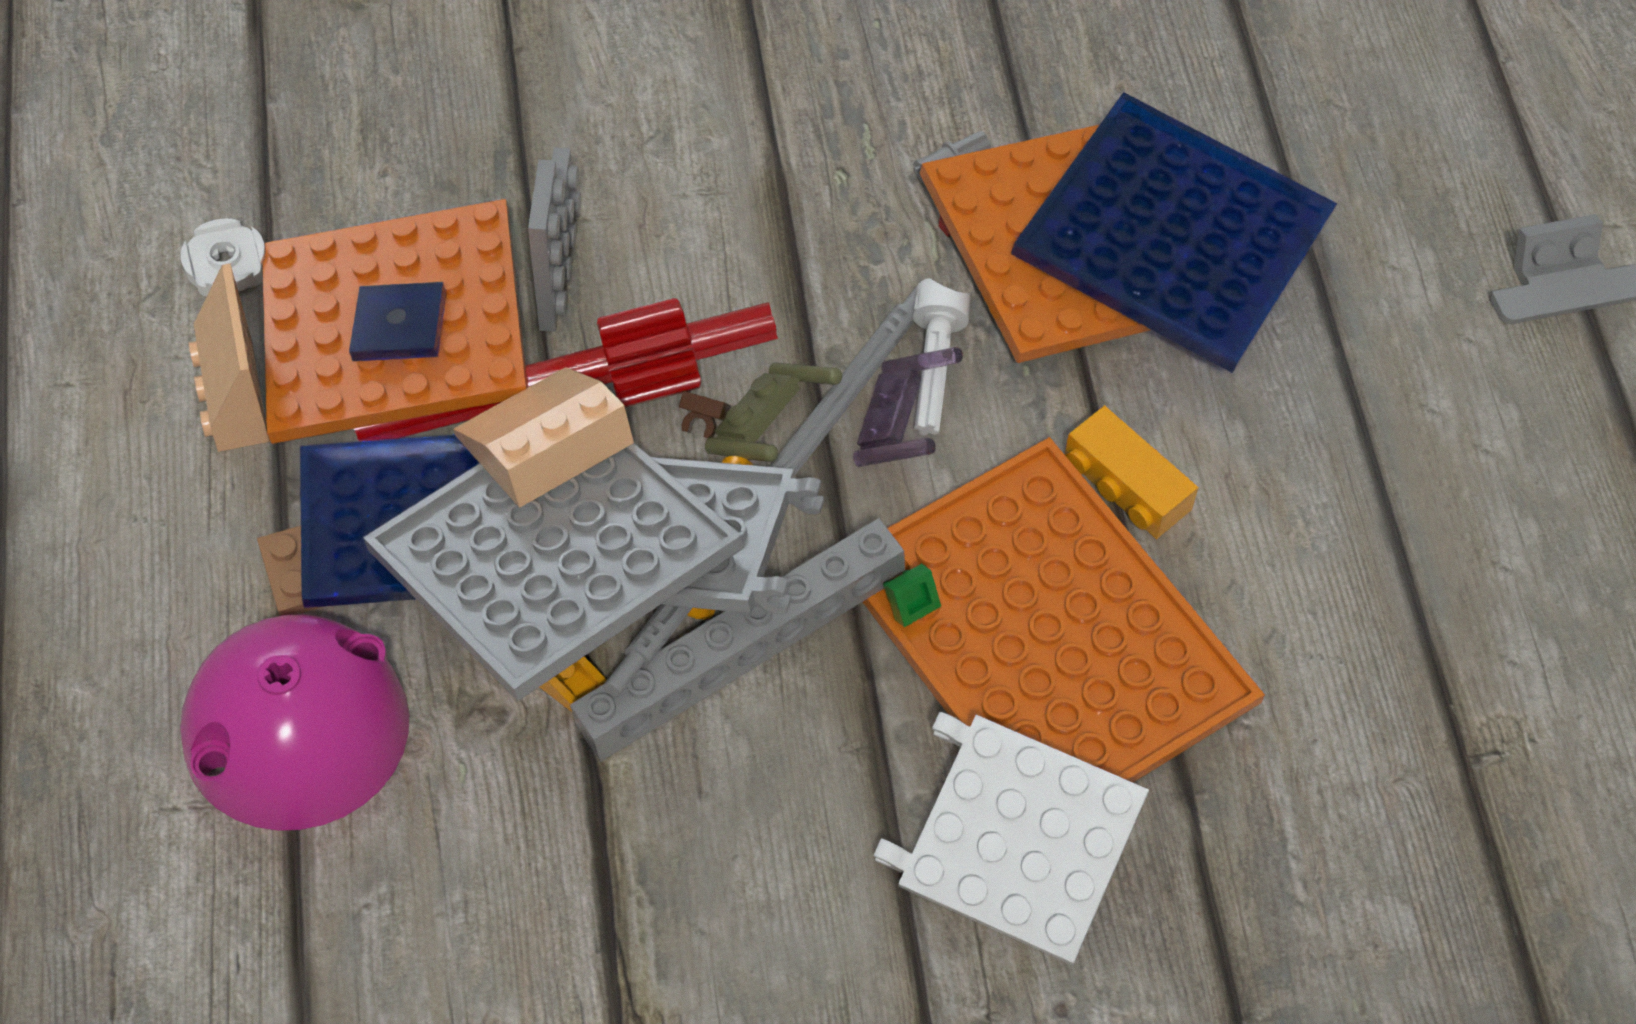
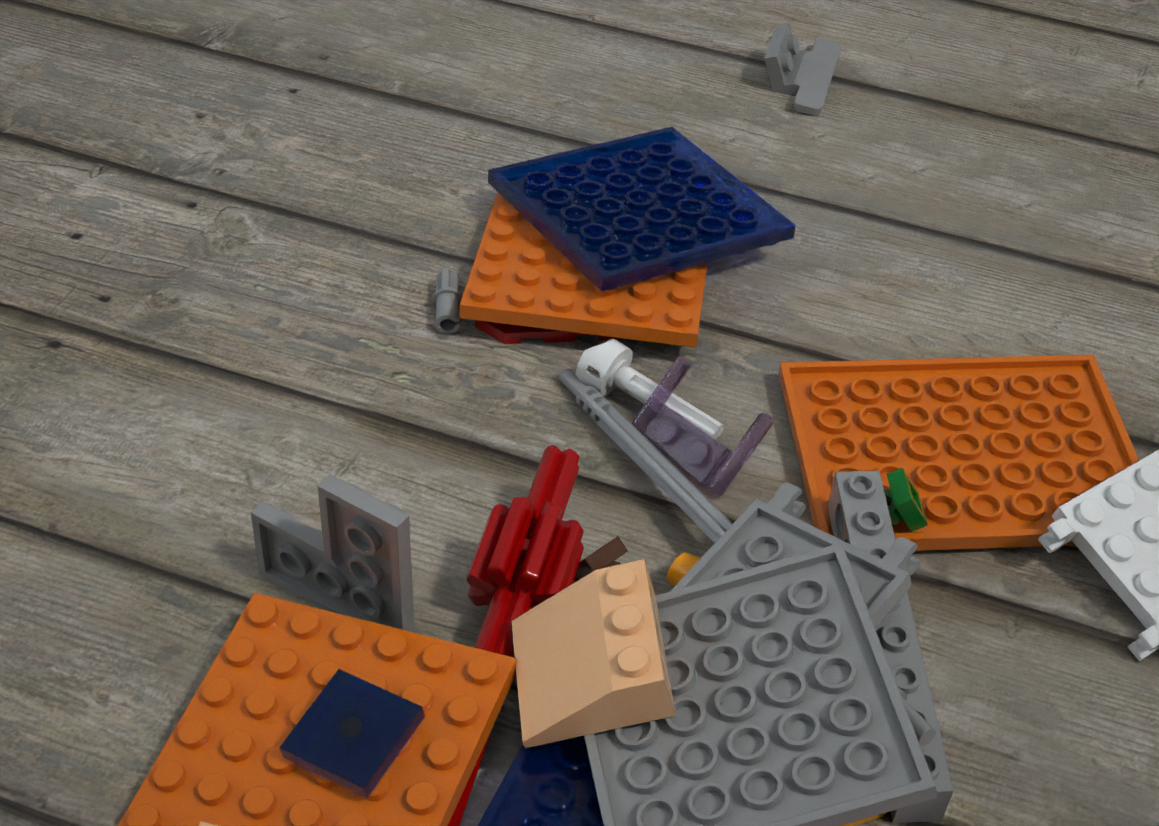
camera: 60 degrees left, 15 degrees down
(761, 406) = (617, 515): olive plate -> none
(1130, 472) = (842, 333): light orange brick -> none

